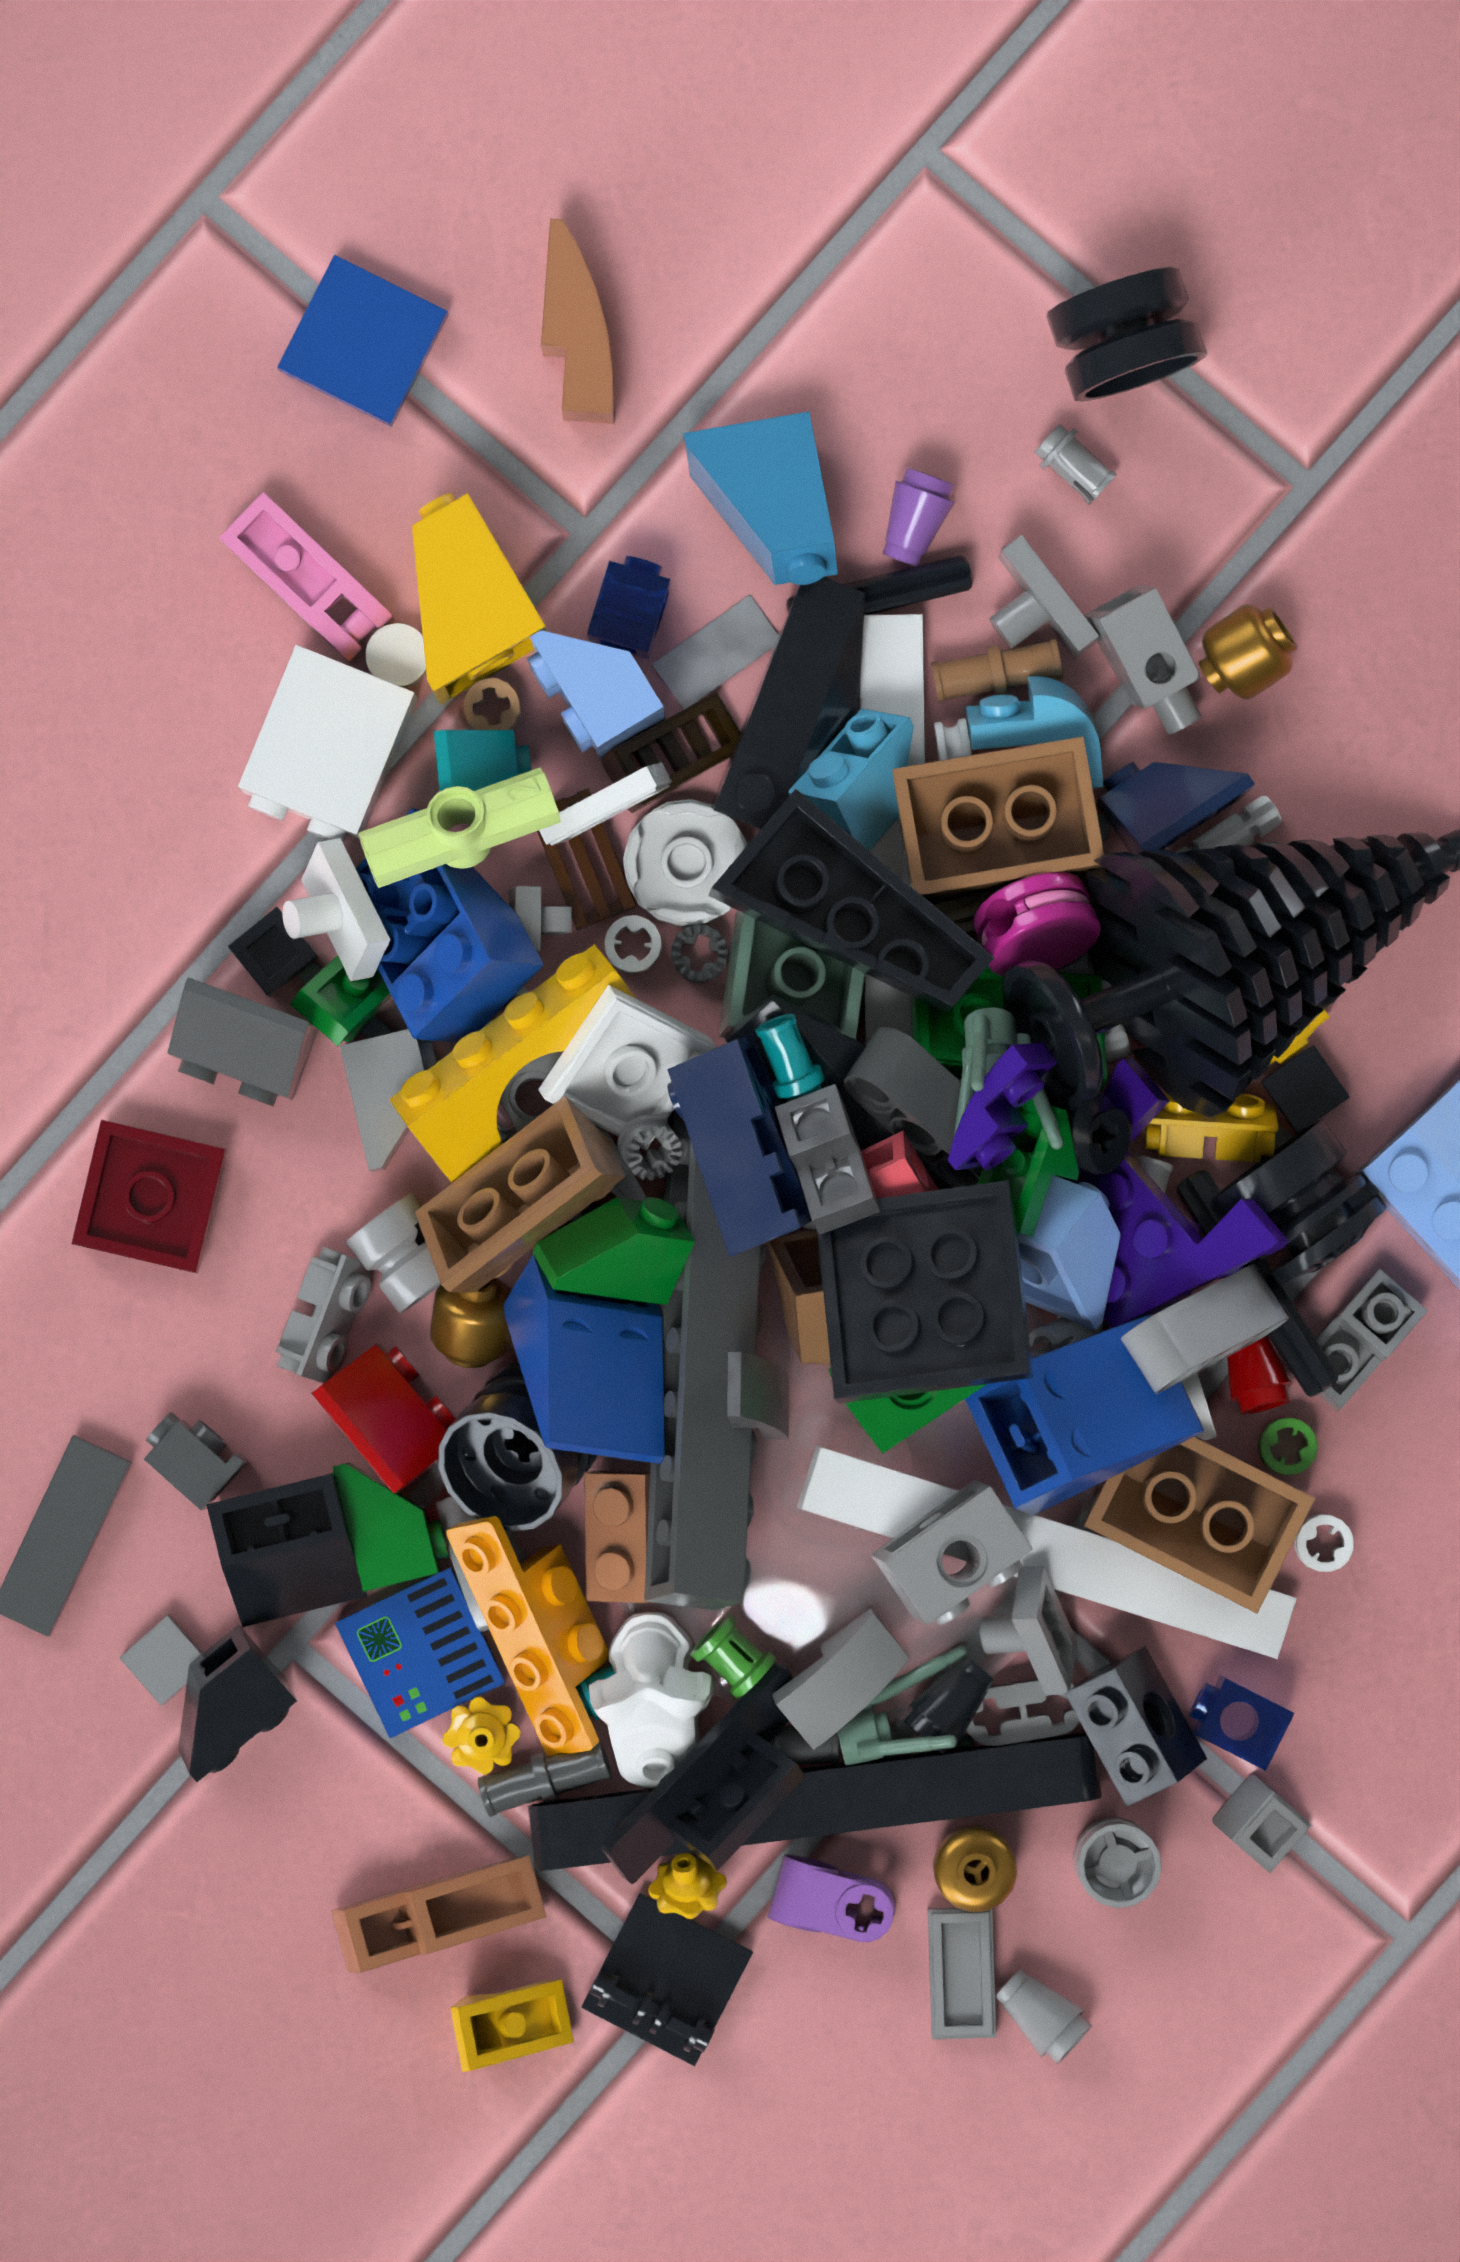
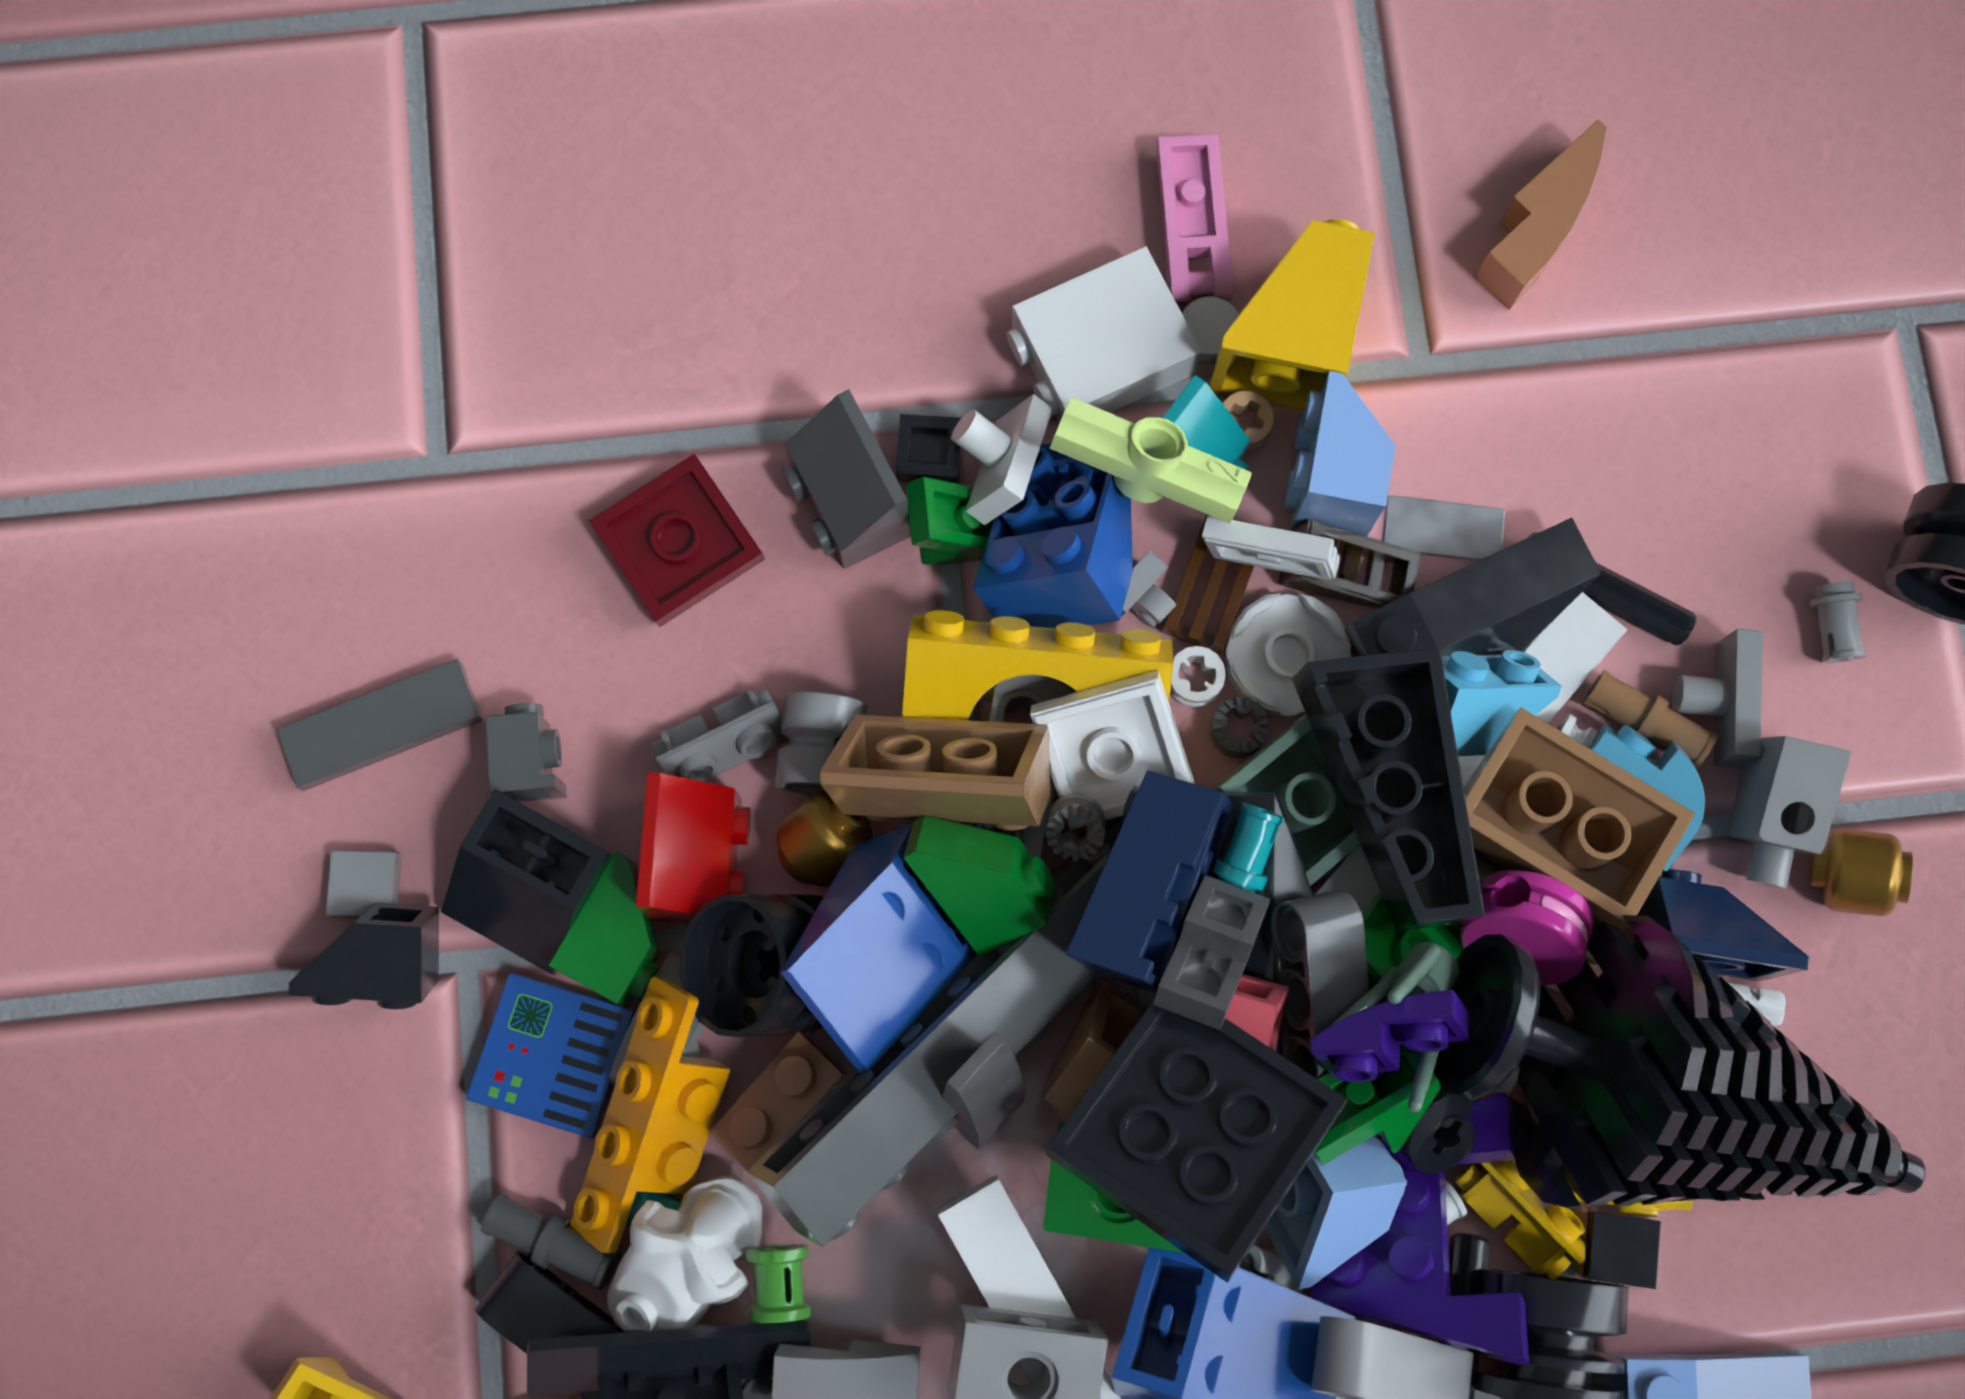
camera: 35 degrees right, 10 degrees down
(362, 340) = (1380, 102): blue tile -> none
(375, 1073) = (918, 589): light grey slope -> none
(438, 1914) = (371, 1273): nougat slope -> none
(481, 1735) = (534, 1162): yellow plant -> none
(630, 606) = (1423, 432): clear blue brick -> none
(769, 493) = (1591, 439): dark azure slope -> none
(916, 515) = (1686, 555): medium lavender cone -> none

